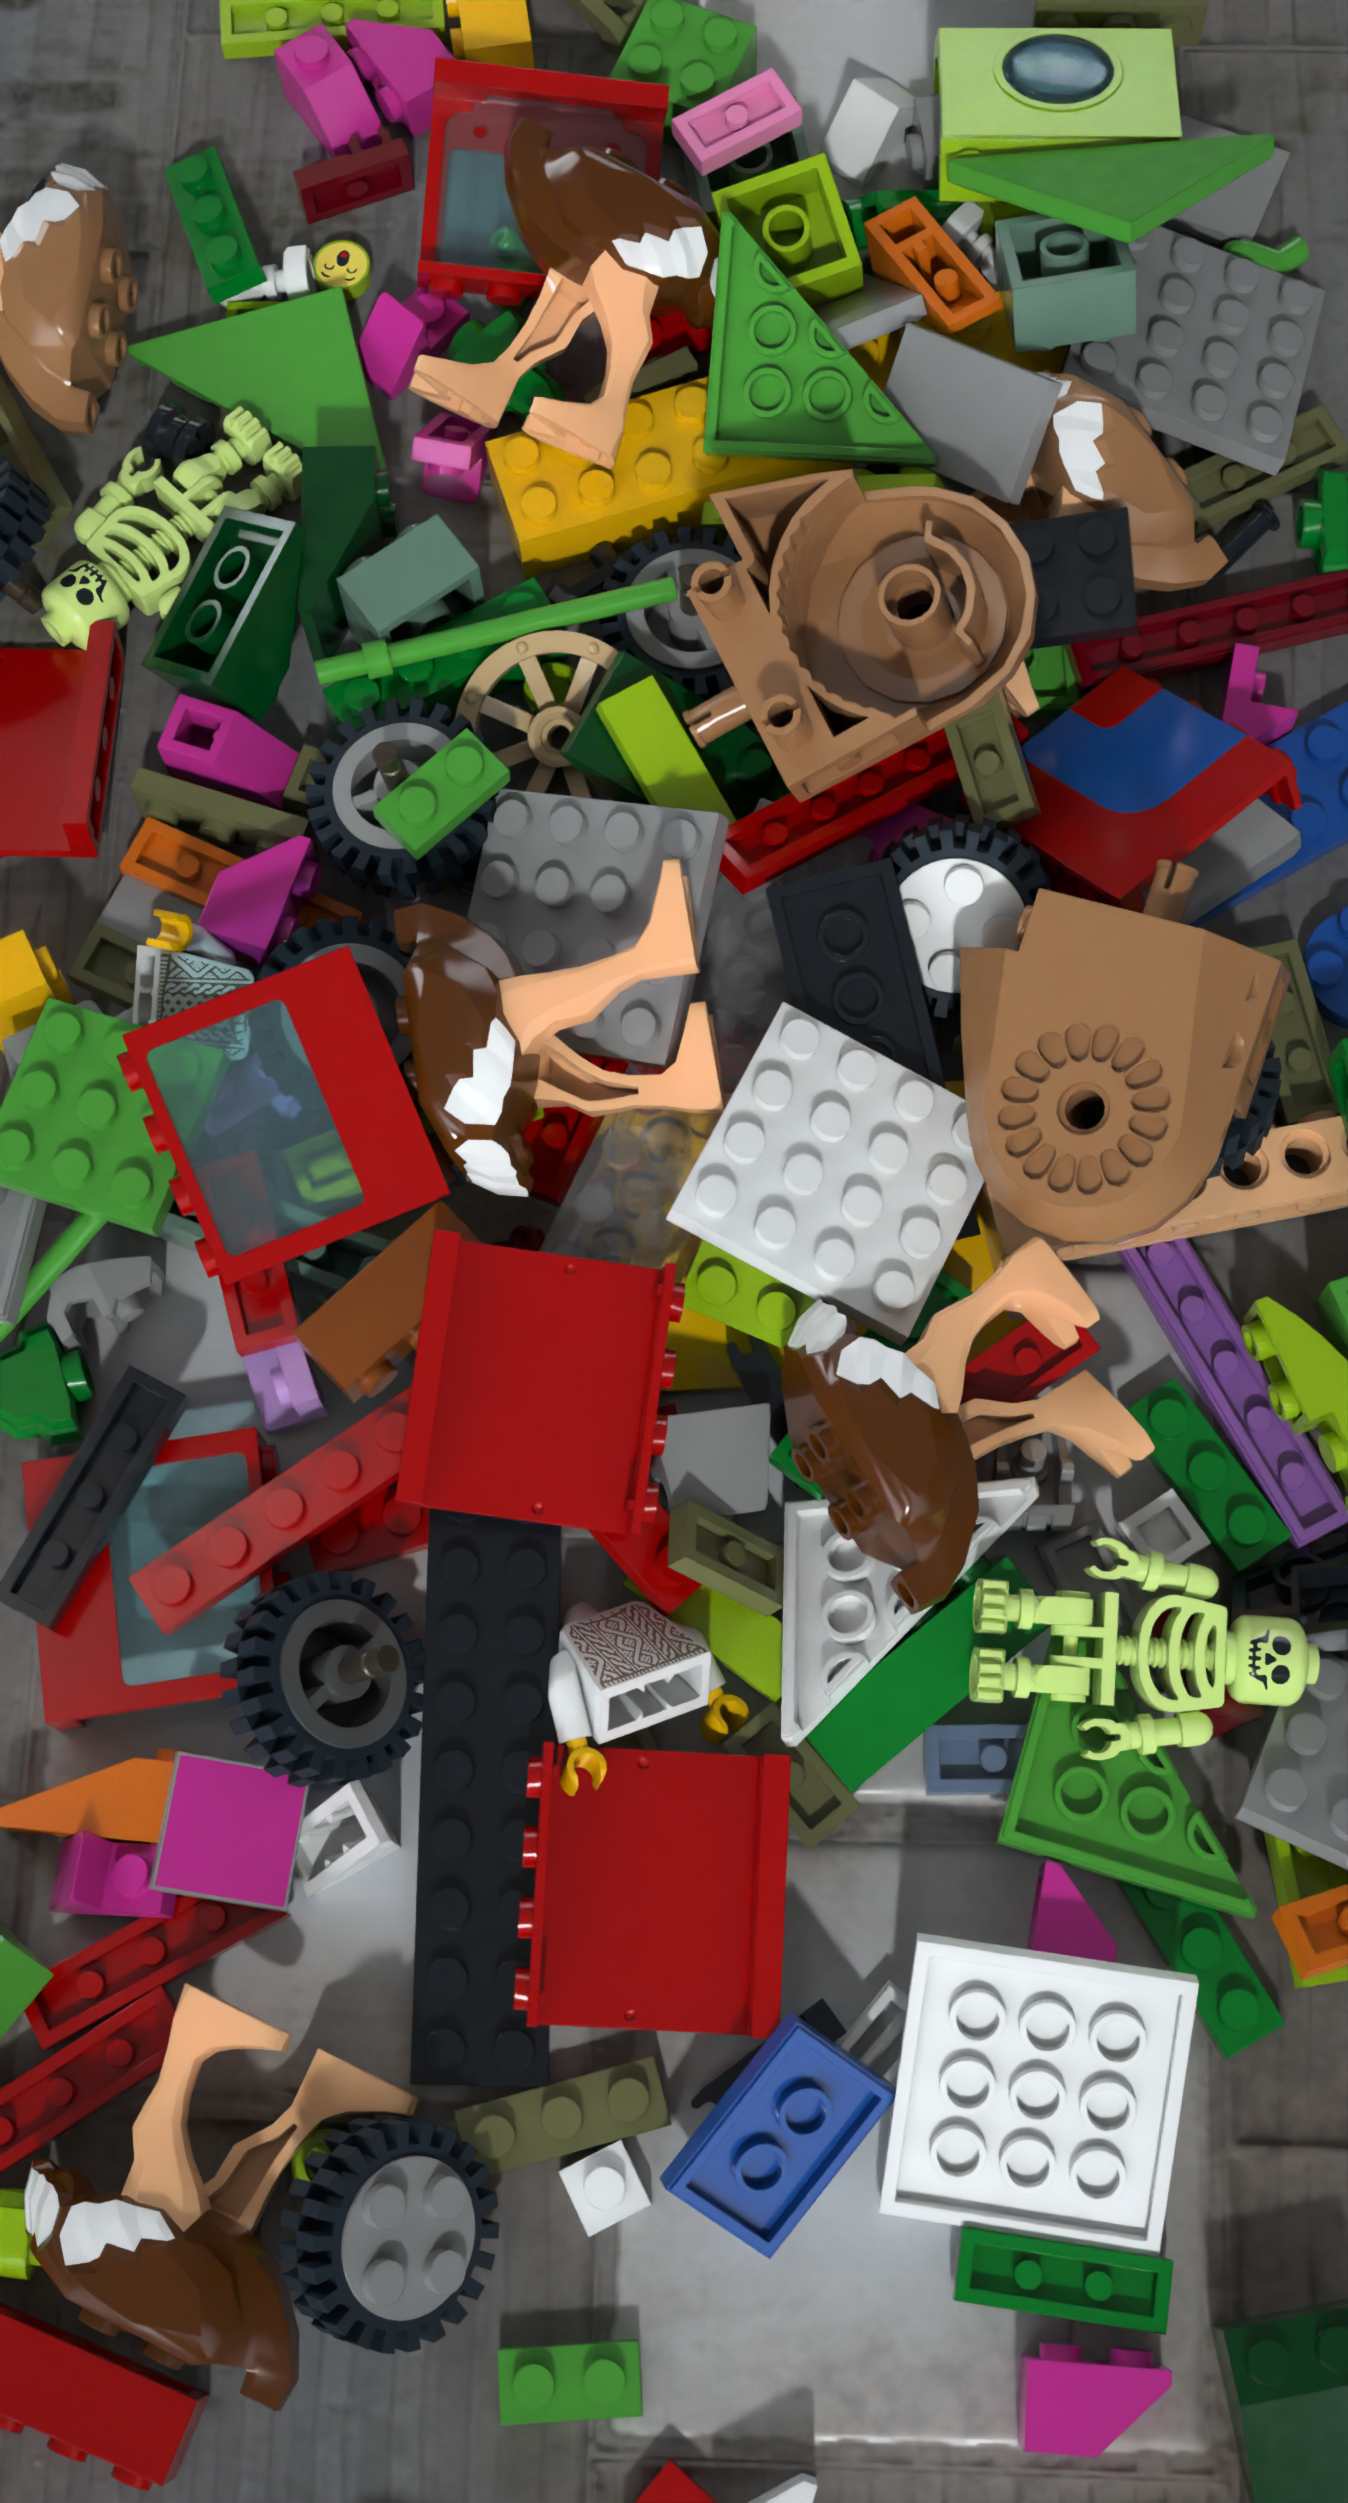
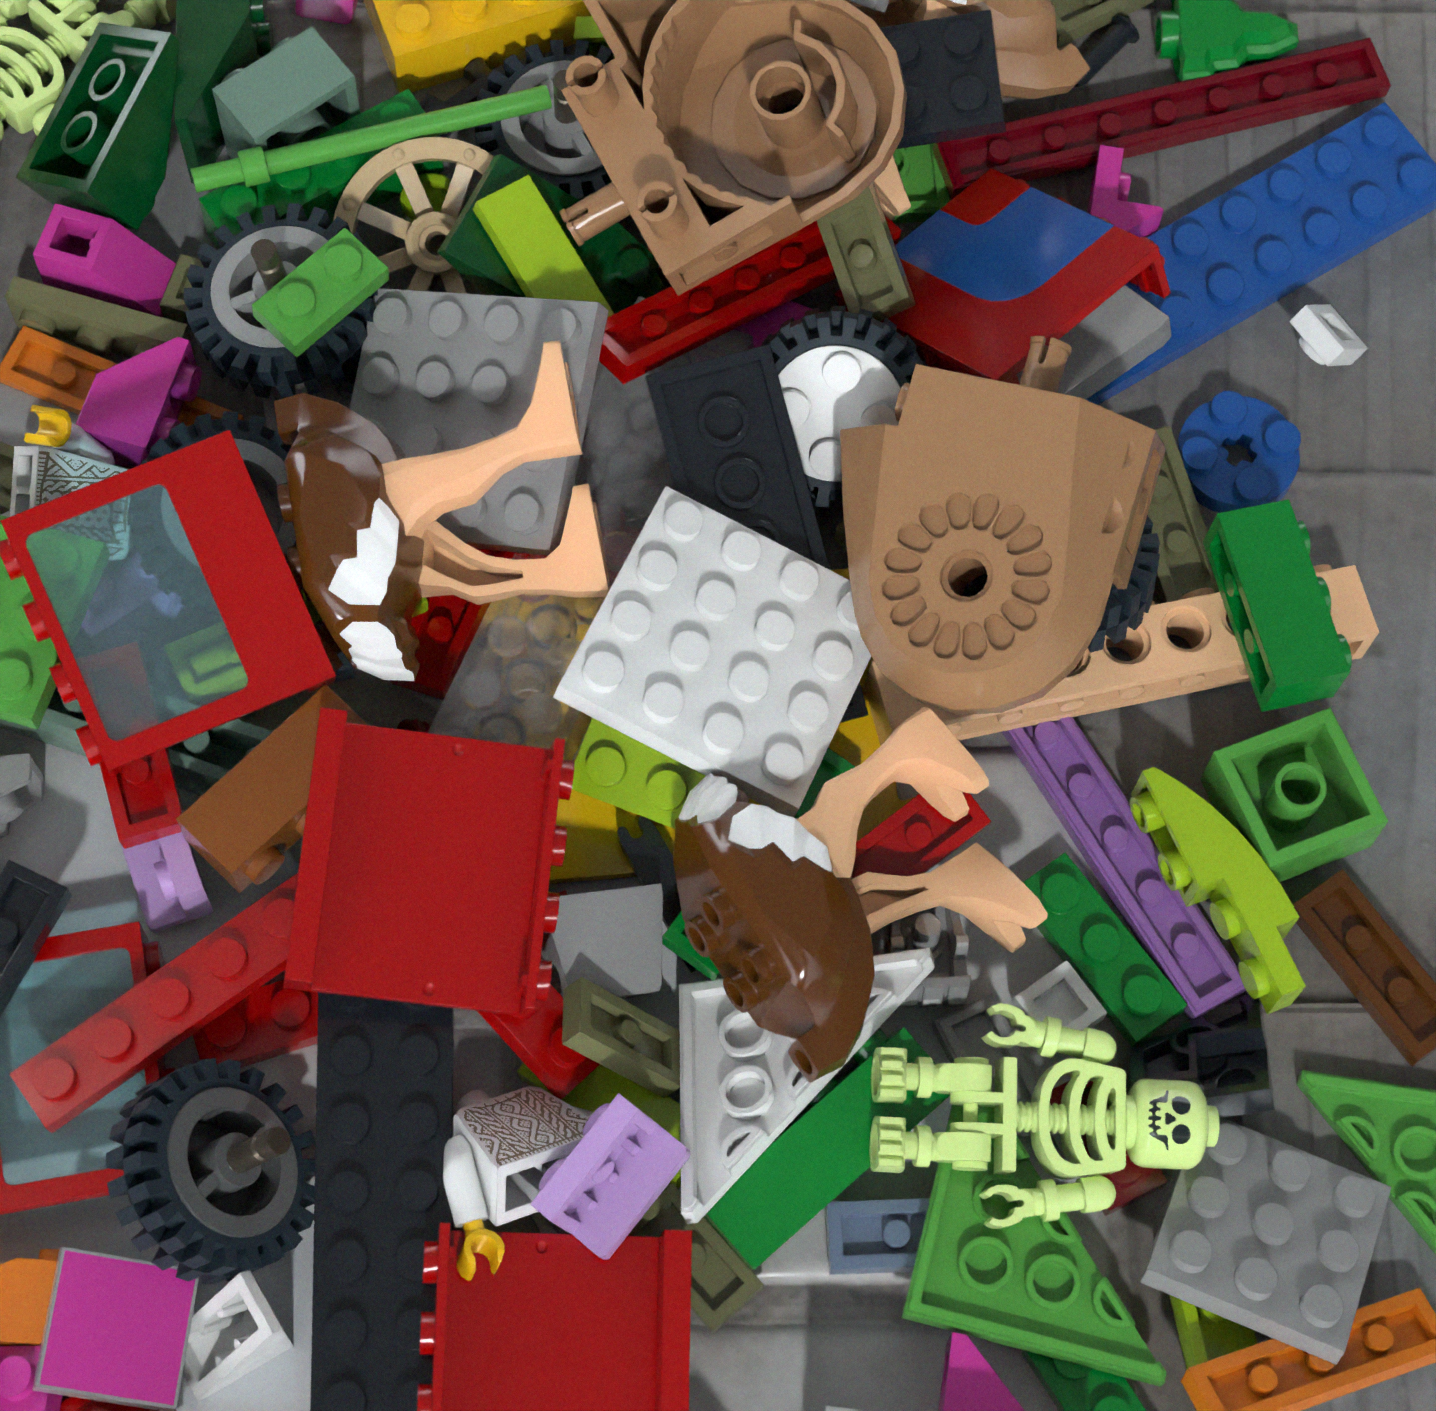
camera: 10 degrees left, 5 degrees down
(712, 1699) = (610, 1176): none -> lavender bracket

